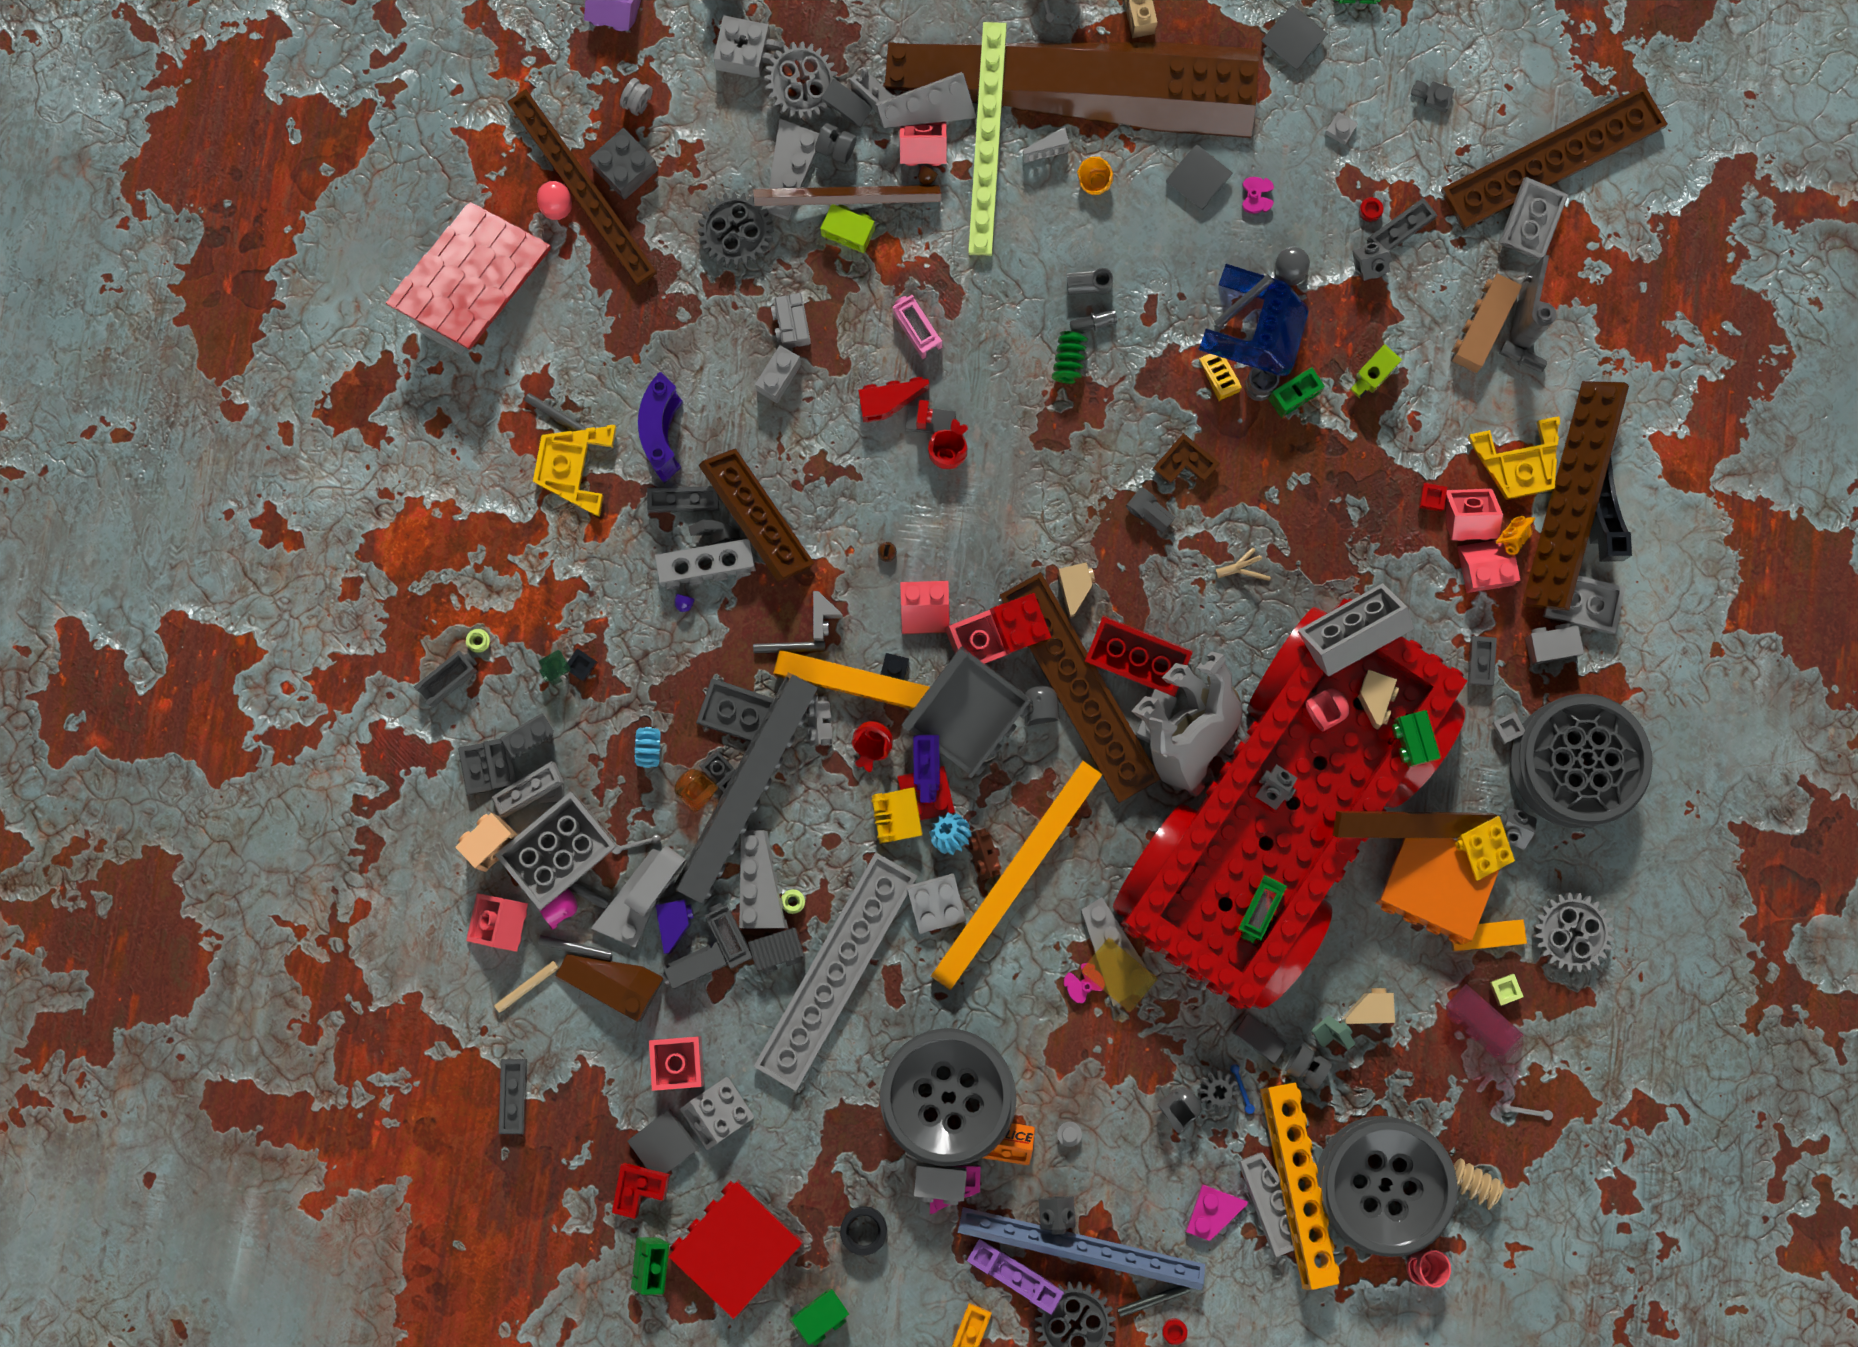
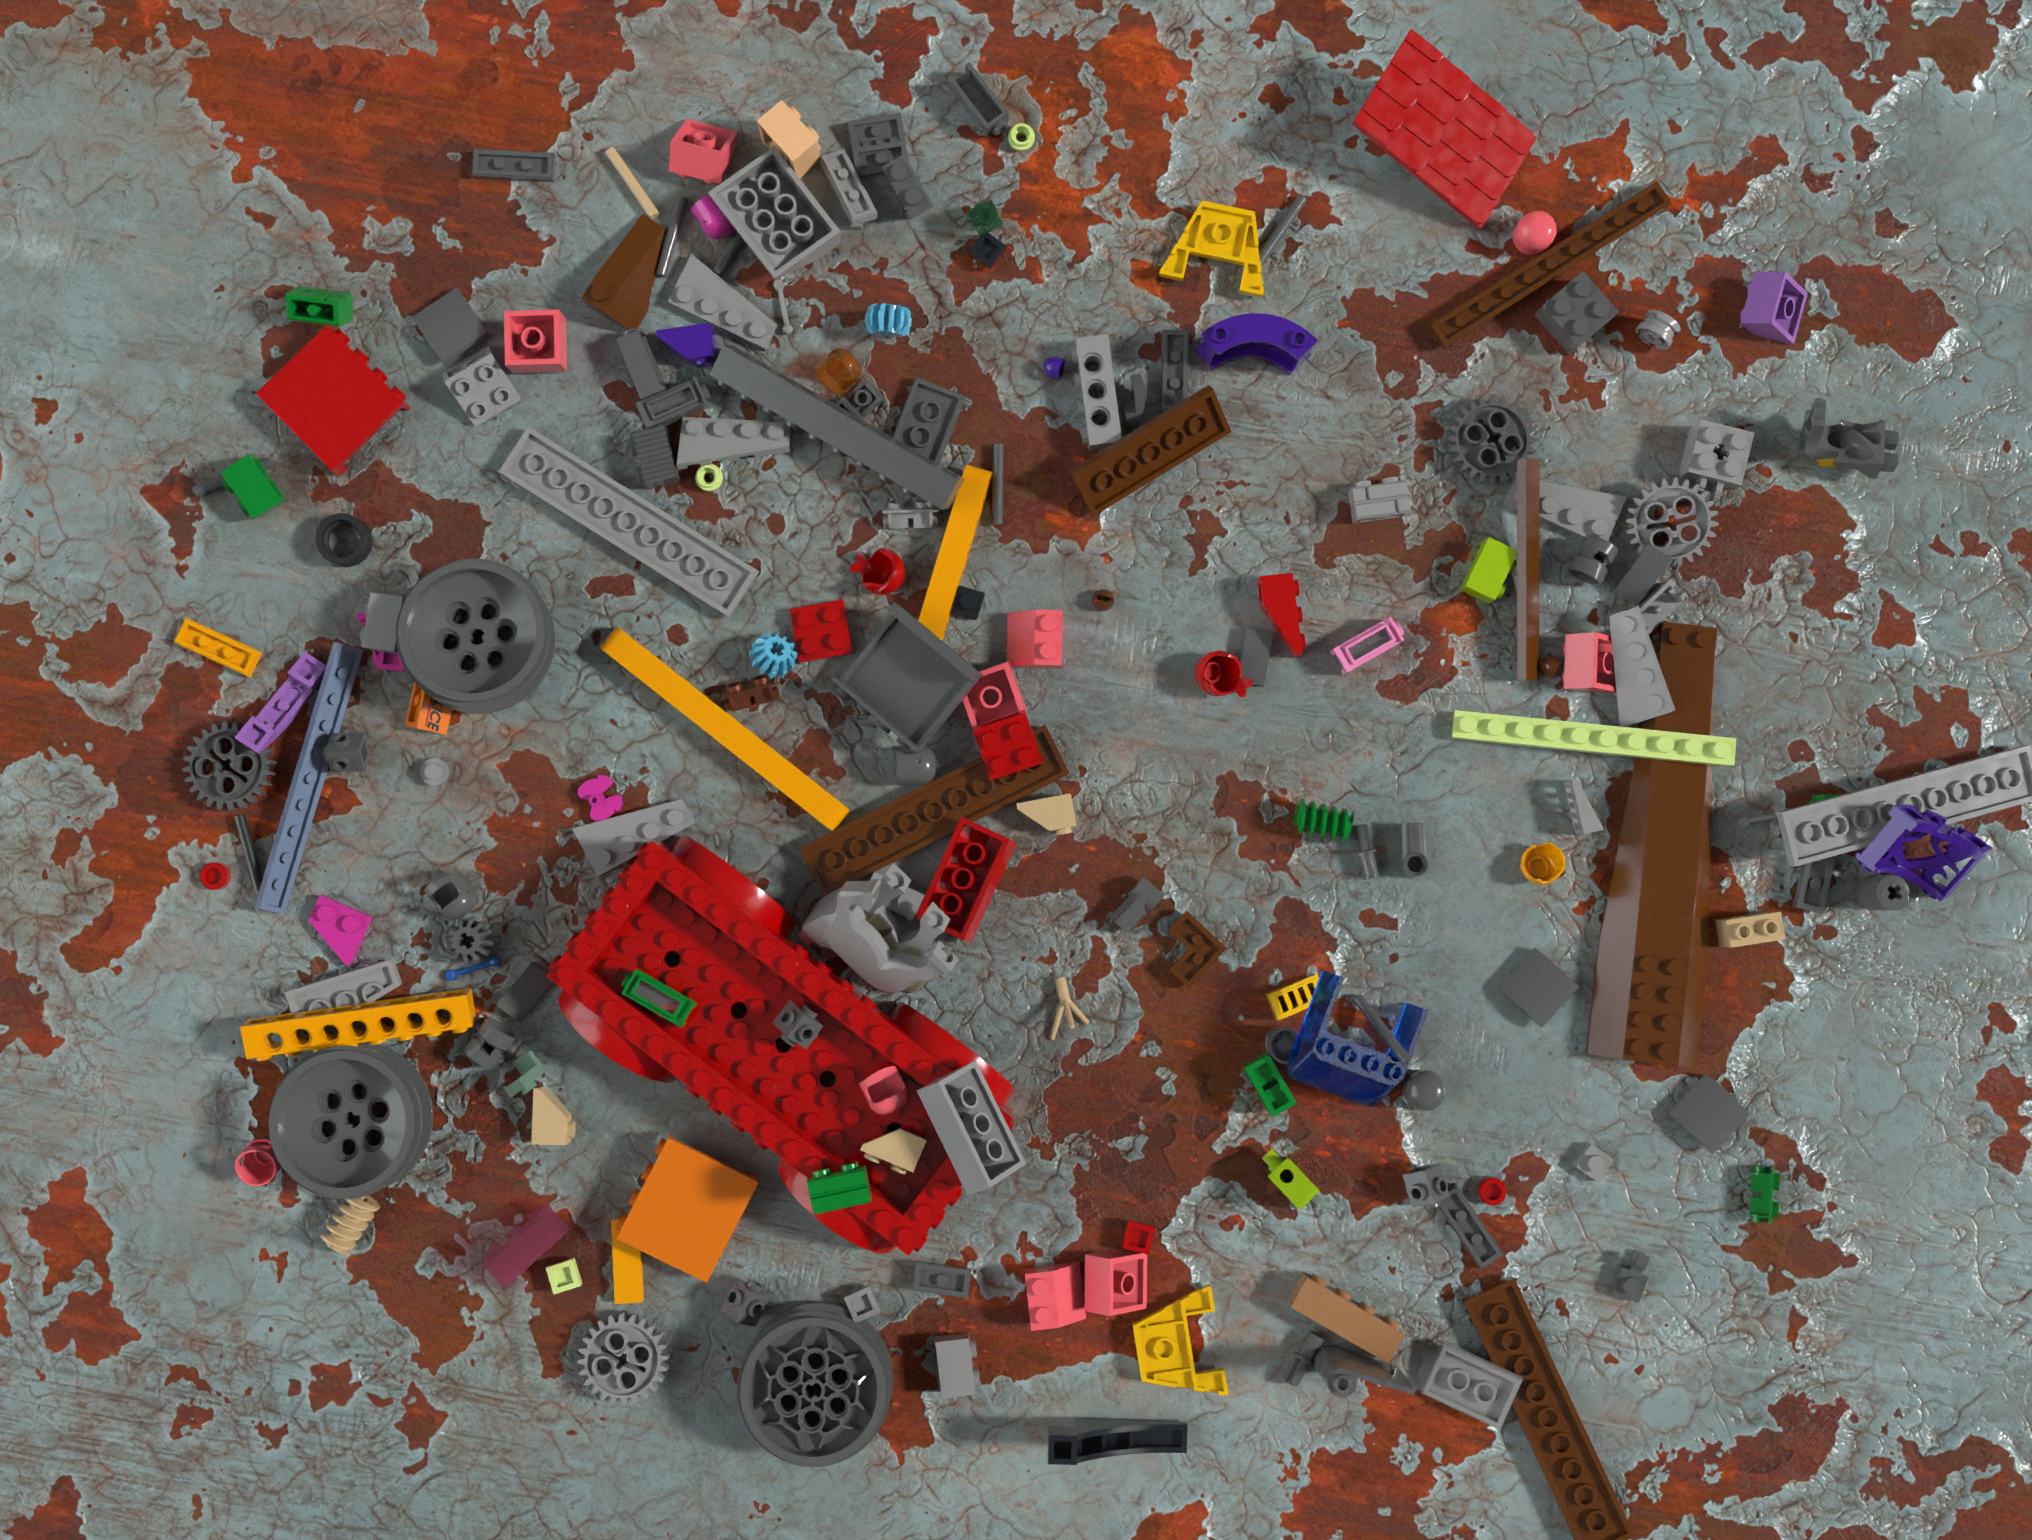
camera: 90 degrees right, 5 degrees up
(633, 1184) = (409, 296): red plate -> none
(655, 881) = (736, 323): light grey beam -> none
(778, 374) = (1316, 483): light grey brick -> none
(822, 610) = (1038, 521): light grey slope -> none
(896, 815) = (797, 595): yellow hinge -> none
(924, 414) = (1259, 647): red plate -> none
(926, 766) = (848, 630): dark purple hinge -> none
(936, 903) = (696, 636): light grey plate -> none
(1119, 974) = (605, 836): clear yellow piece -> none
(1254, 202) = (1504, 1051): dark pink piece -> none
(1406, 824) = (747, 1181): reddish brown tile -> none
(1486, 848) = (720, 1264): yellow hinge -> none
(1516, 534) = (1088, 1331): light orange hinge -> none
(1546, 1114) = (424, 1310): light grey hinge -> none
(1575, 495) = (1132, 1406): reddish brown plate -> none
(1593, 606) = (1005, 1405): light grey plate -> none

